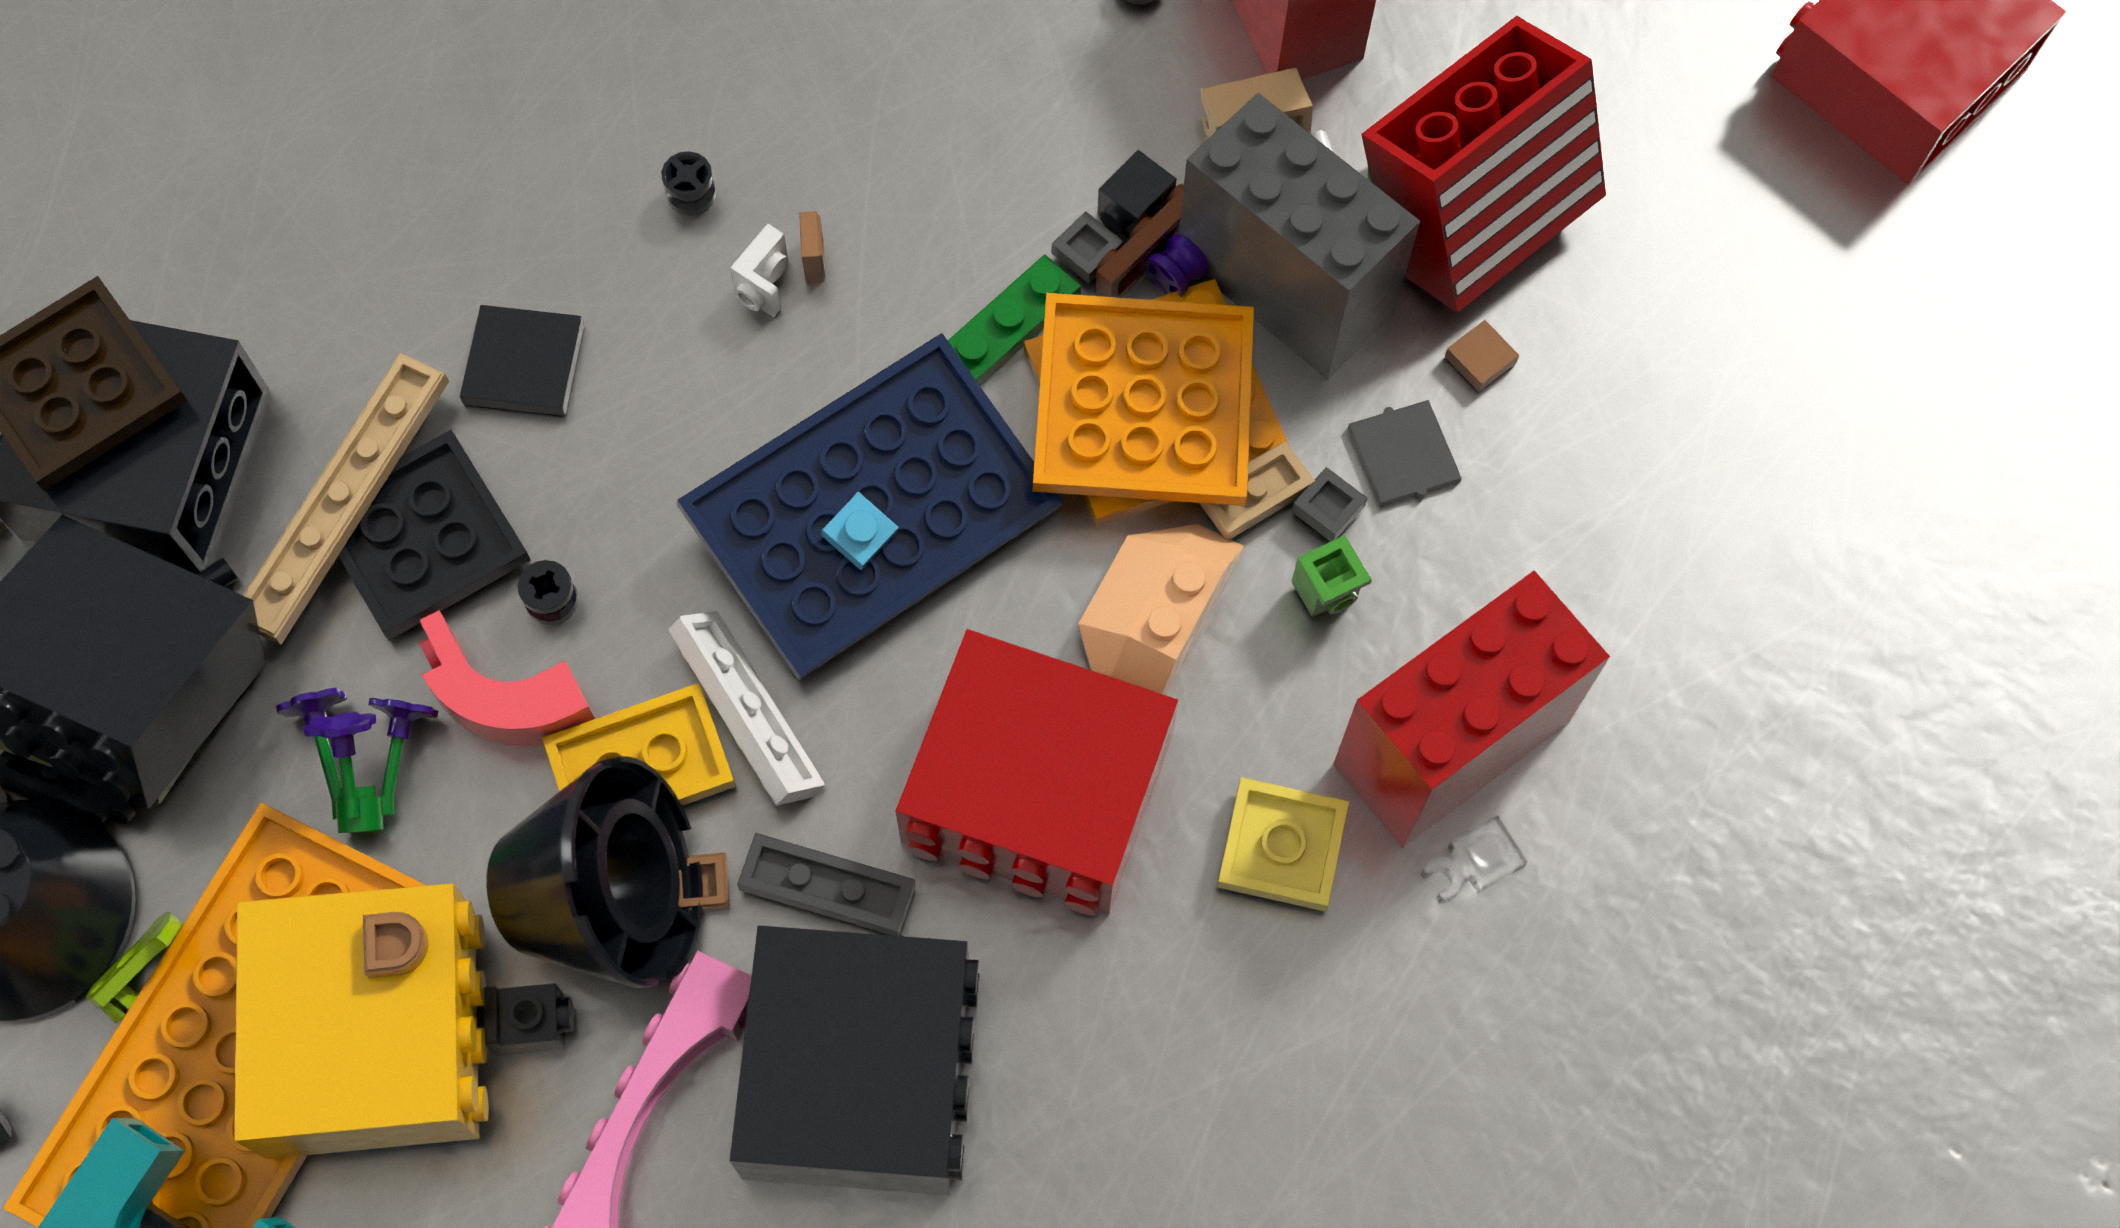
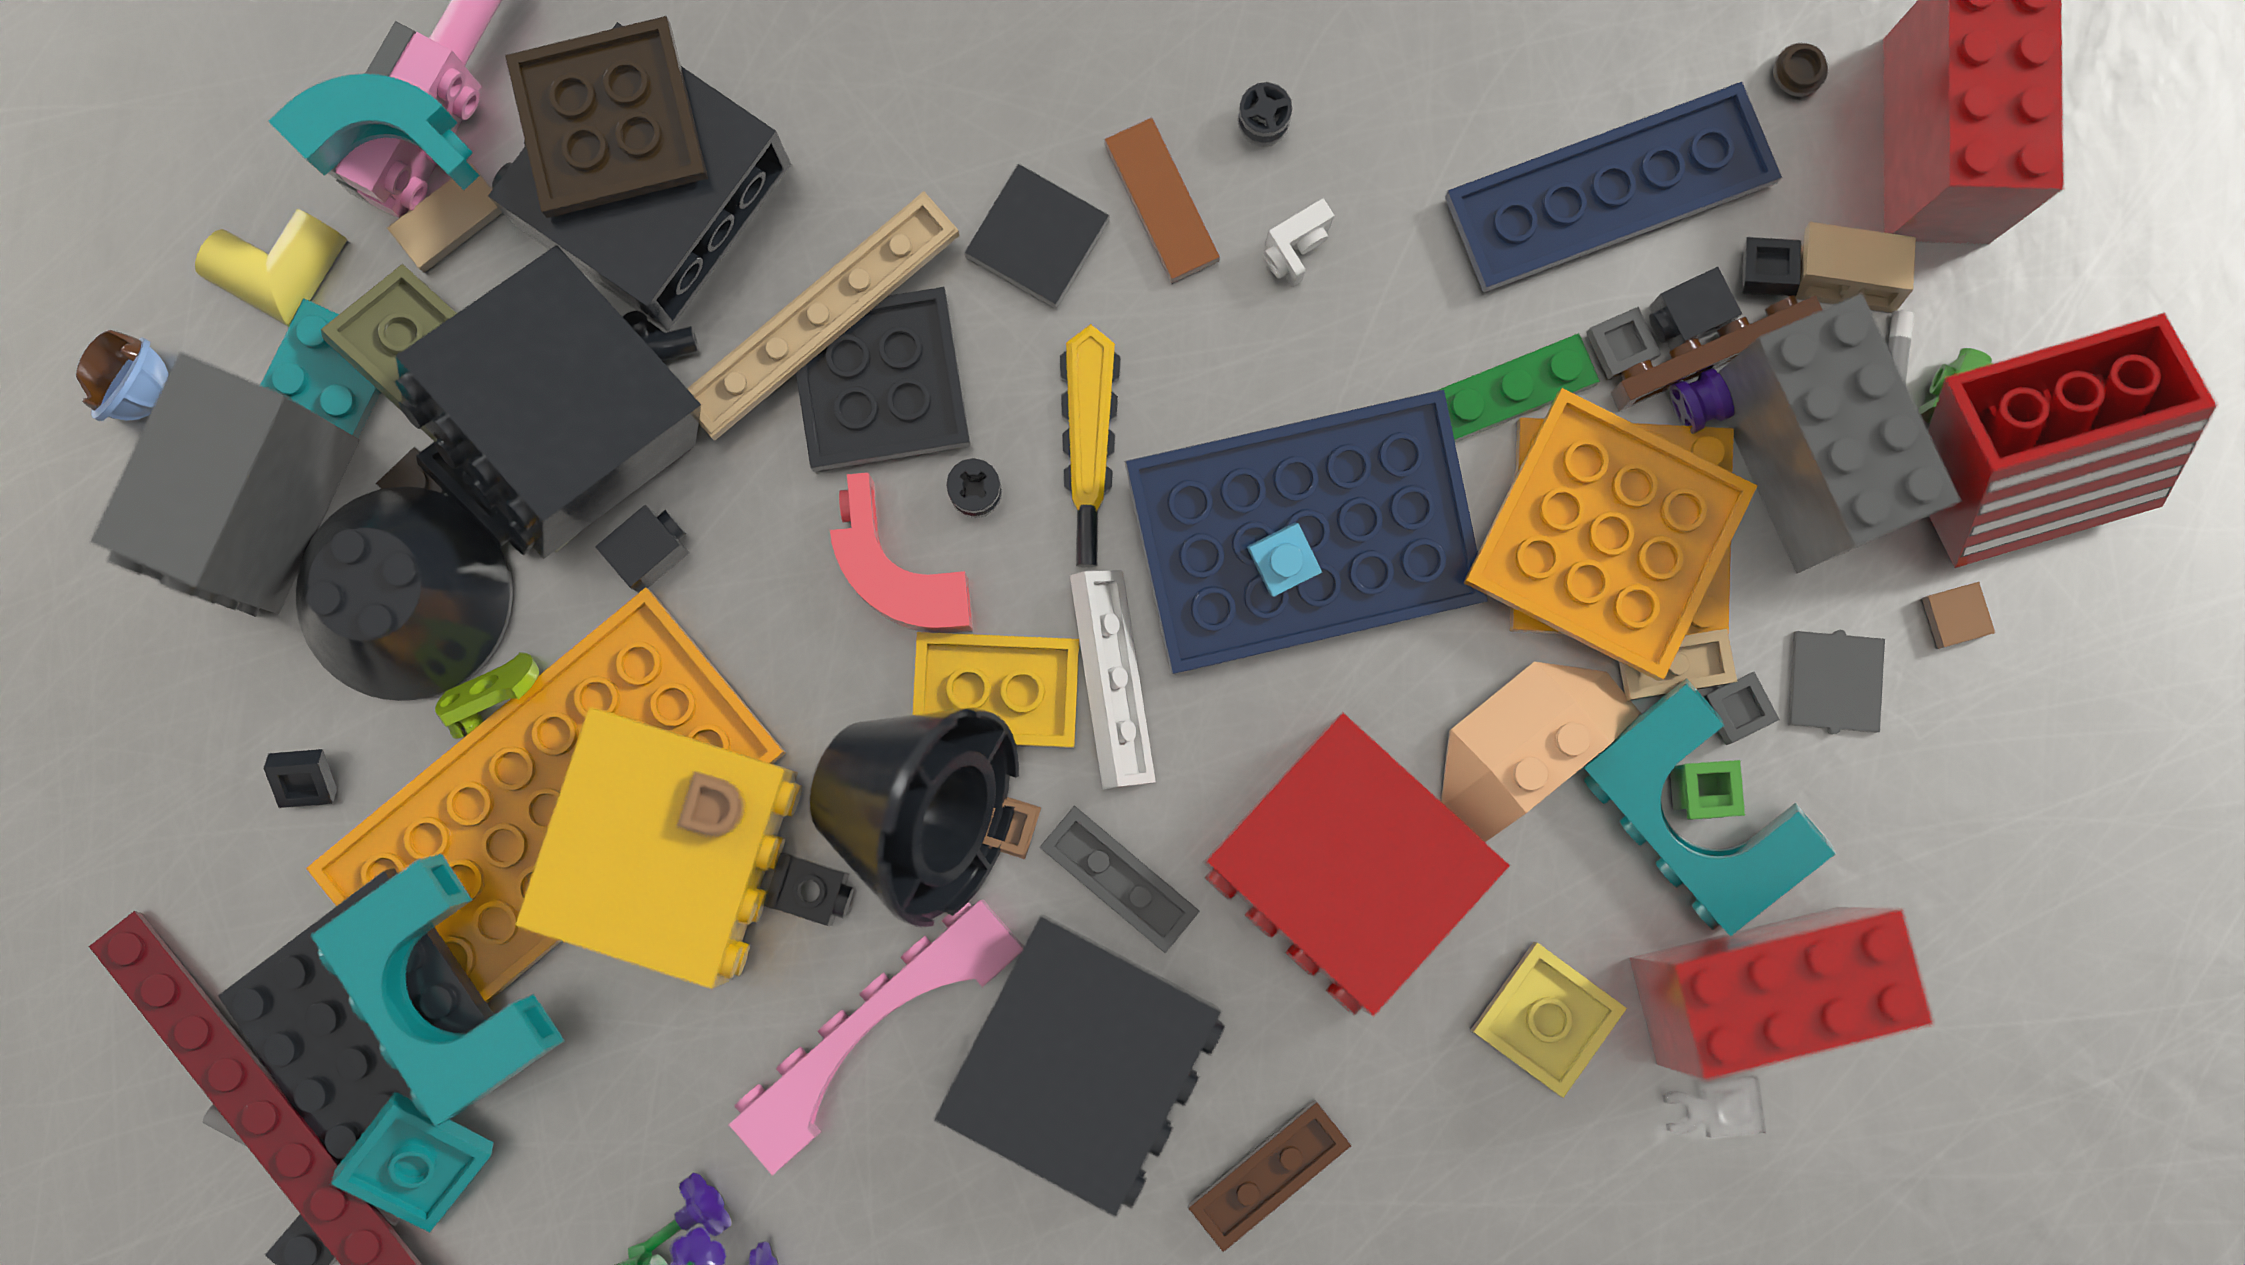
camera: 25 degrees right, 15 degrees up
(246, 767) = (644, 547): none -> black brick
(354, 807) = (731, 565): plant -> none
(625, 288) = (1162, 200): none -> dark orange tile
(629, 484) = (1089, 406): none -> yellow sword
(812, 246) = (1357, 233): medium nougat tile -> none
(1019, 129) = (1612, 186): none -> dark blue plate
(1085, 1100) = (1269, 1176): none -> reddish brown plate
(1182, 136) = (1771, 266): none -> black plate
(1258, 596) = (1728, 882): none -> teal arch

